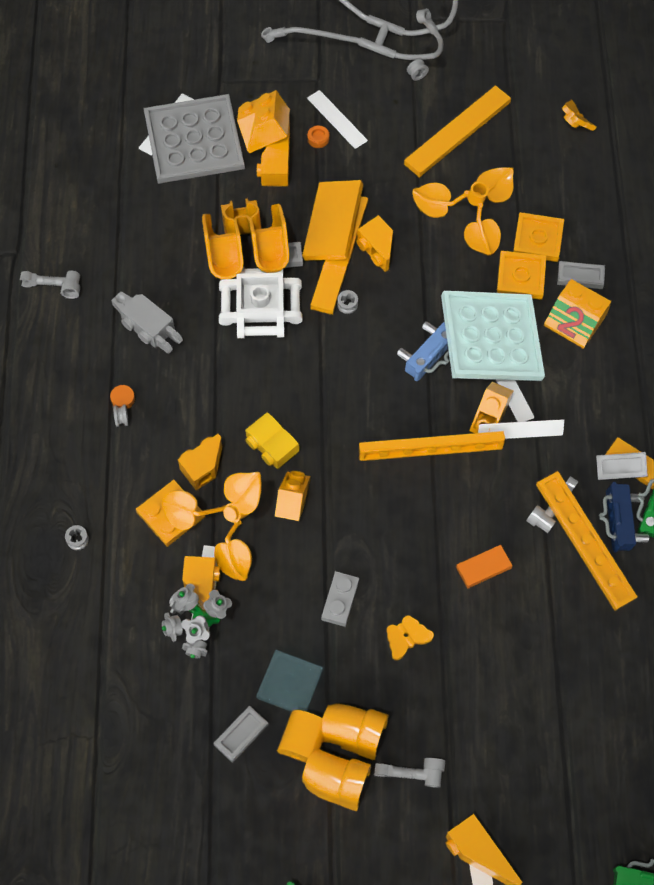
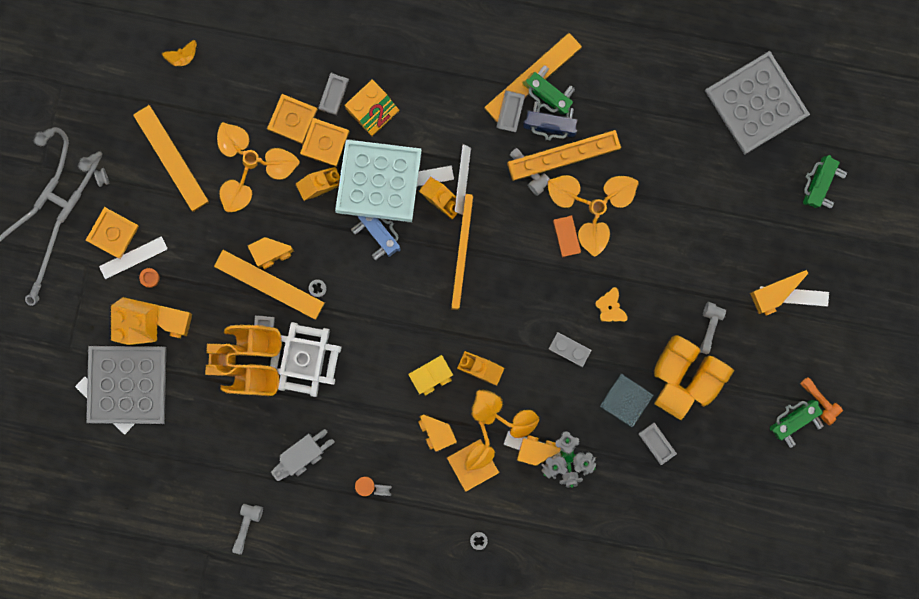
camera: 80 degrees left, 20 degrees up
(332, 220) = (239, 283): light orange tile -> none
(358, 91) = (112, 233): none -> light orange plate
(470, 273) = (318, 183): none -> light orange slope
(494, 601) = (596, 235): none -> light orange plant

